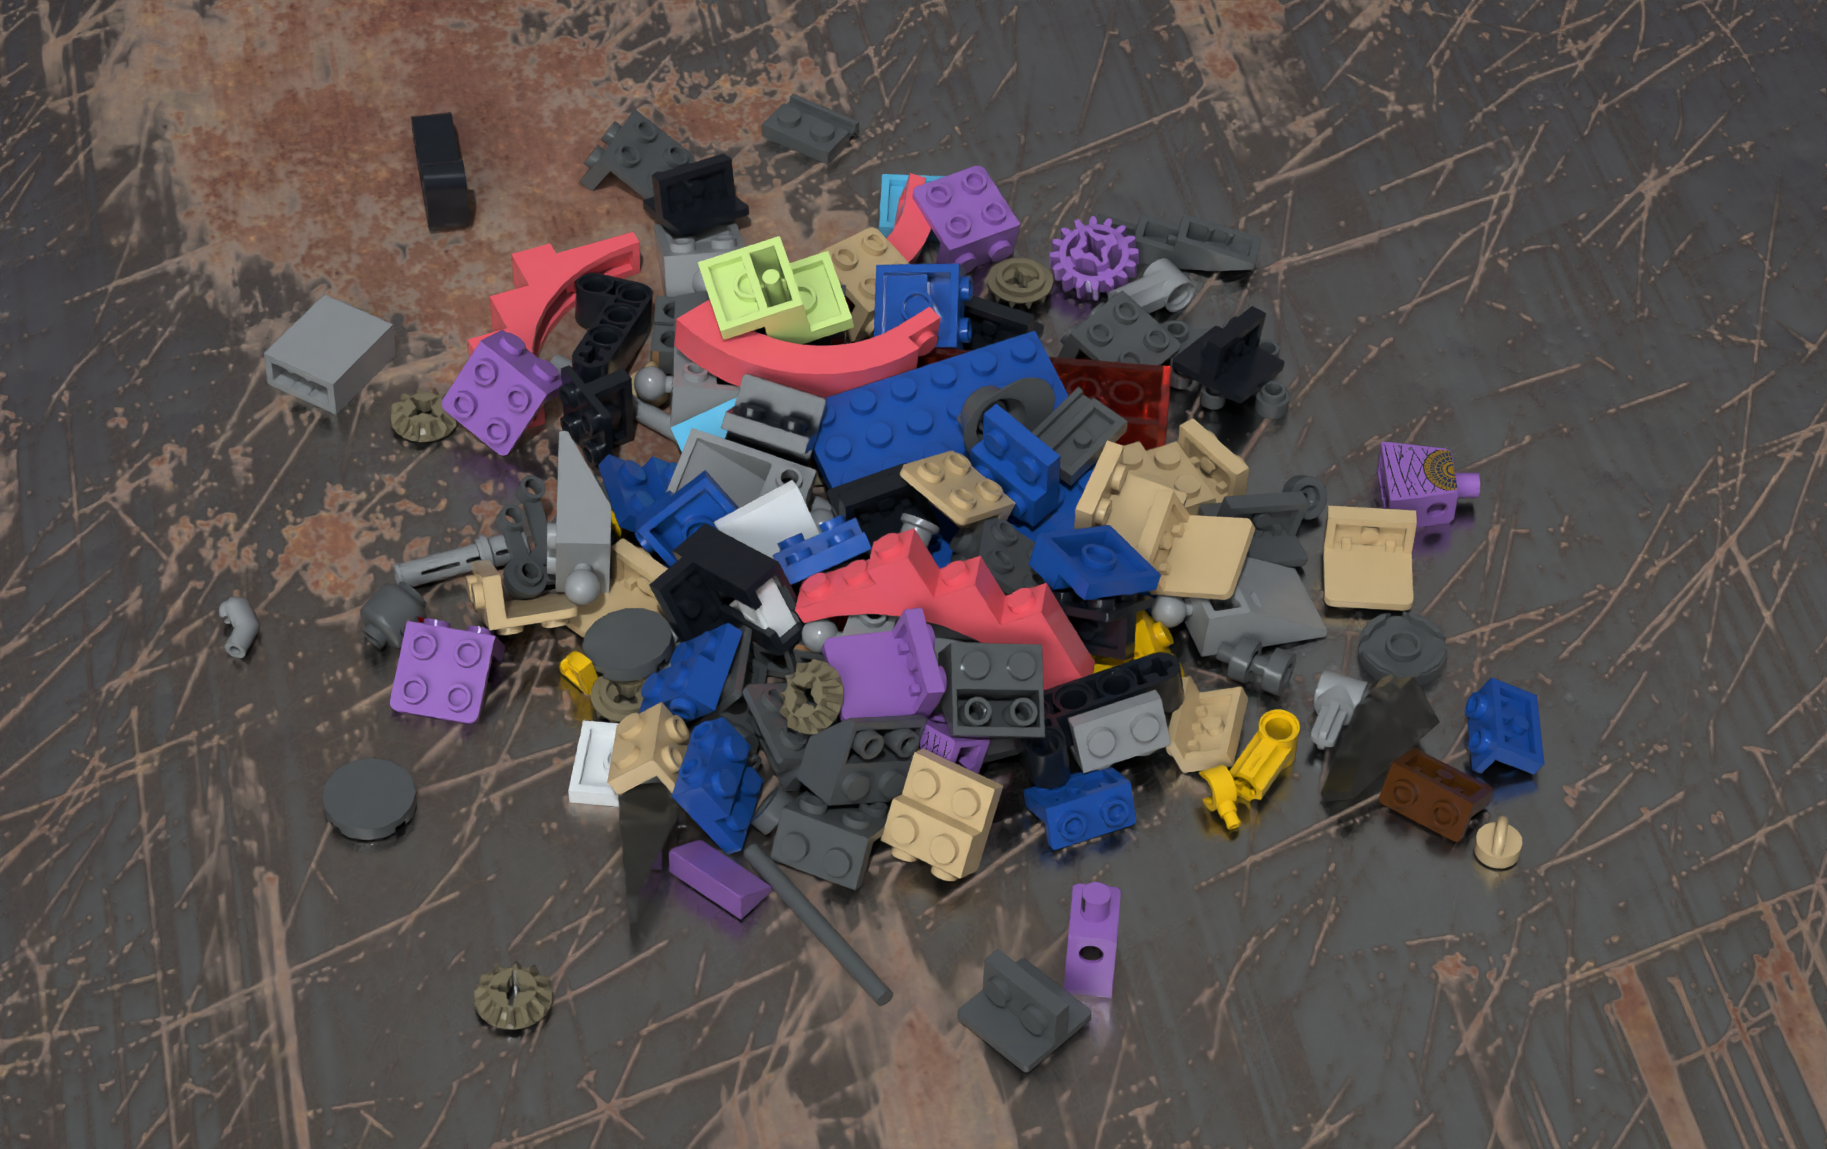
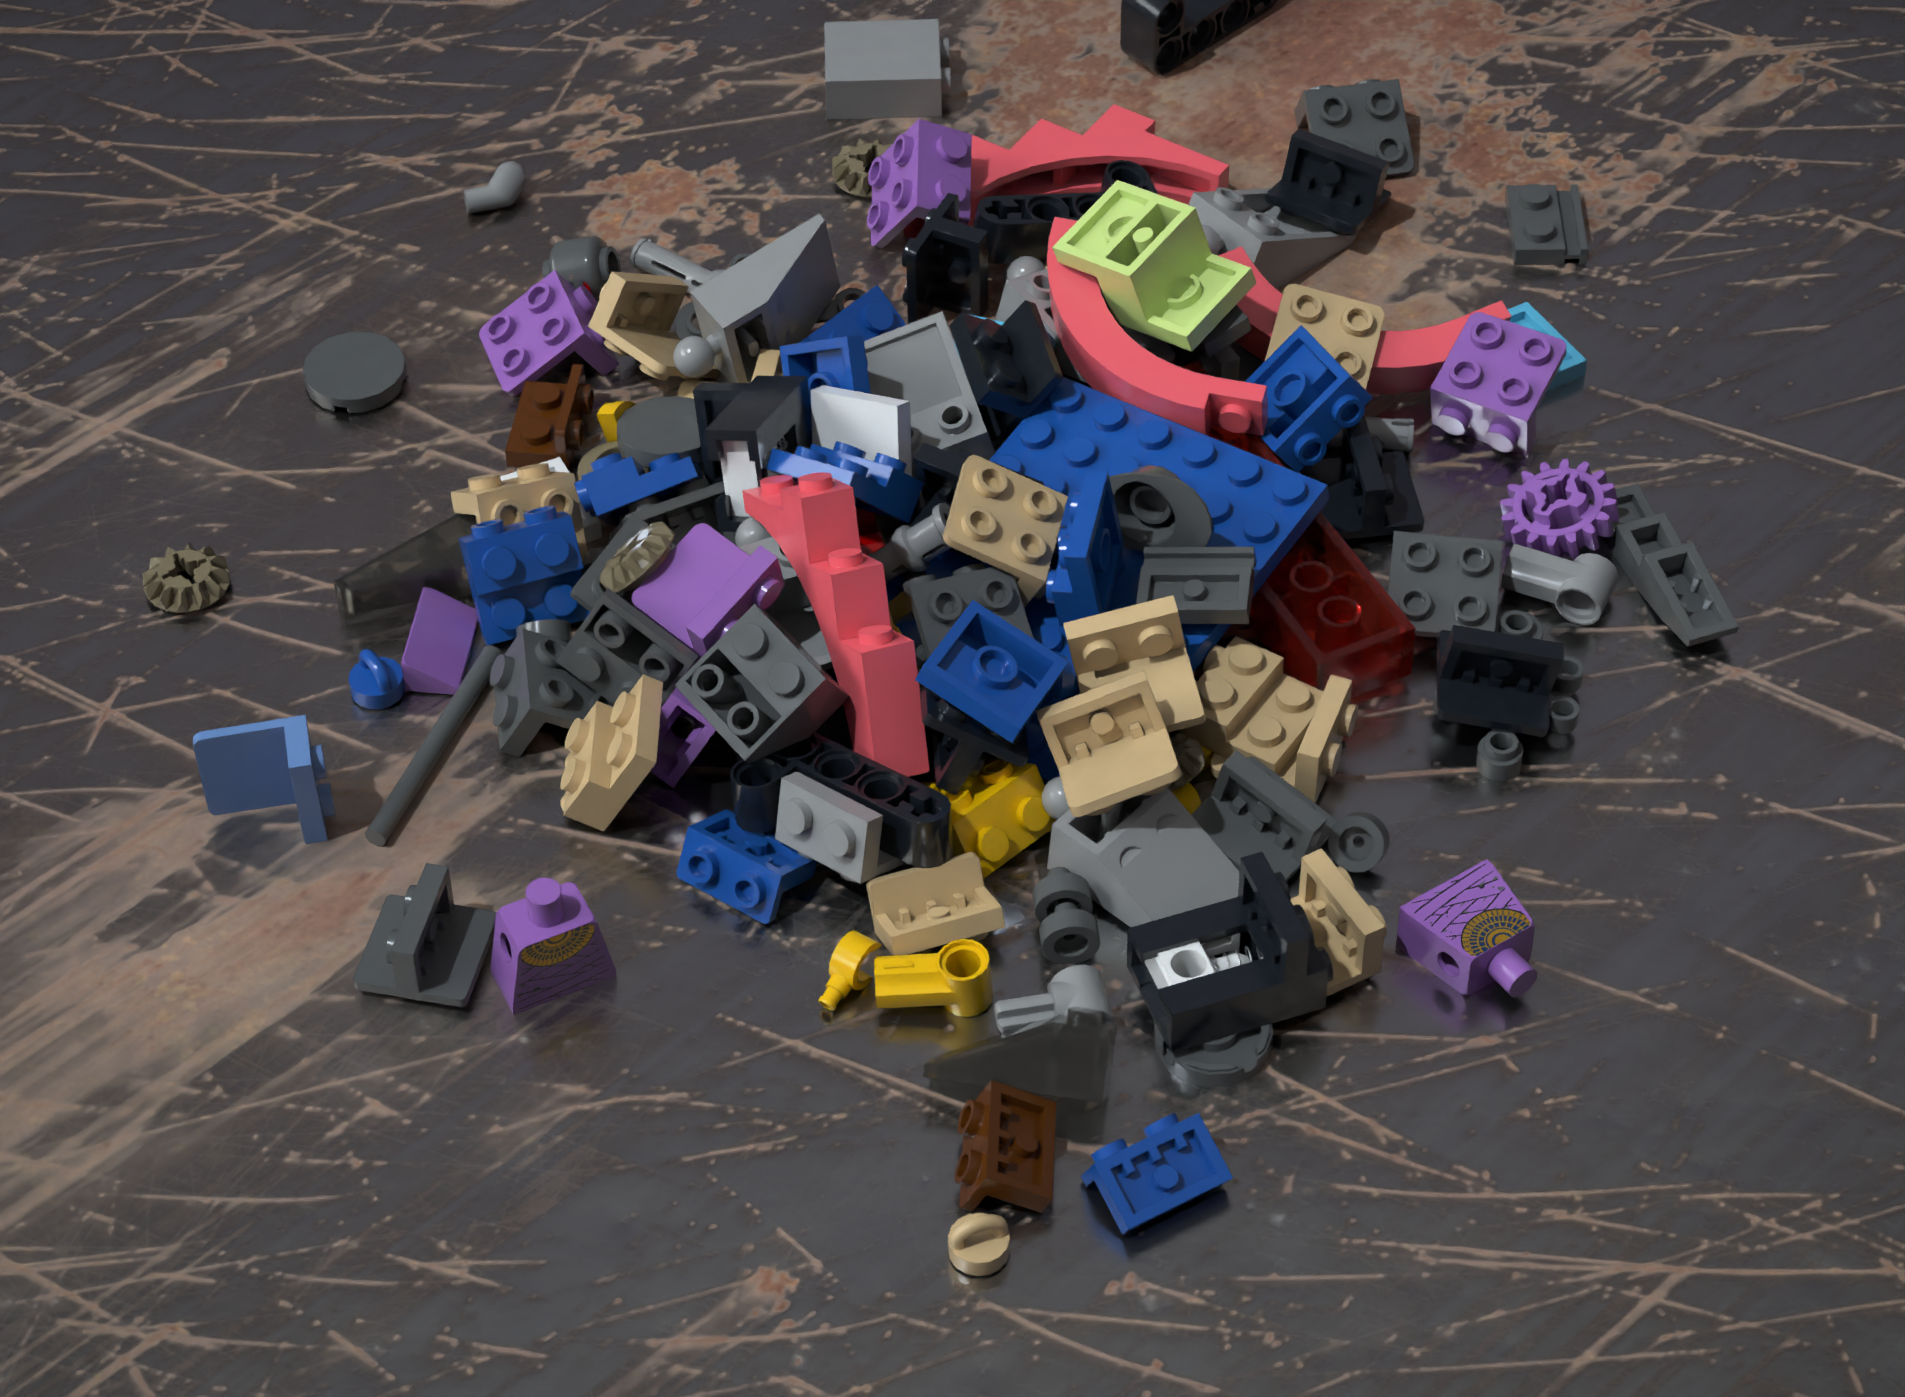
camera: 60 degrees right, 0 degrees up
(536, 708) = (550, 420): none -> reddish brown bracket
(725, 929) = (376, 681): none -> blue tile
(813, 999) = (266, 768): none -> medium blue bracket
(1029, 273) = (1474, 463): dark tan gear -> none
(1379, 597) = (1230, 962): none -> black brick

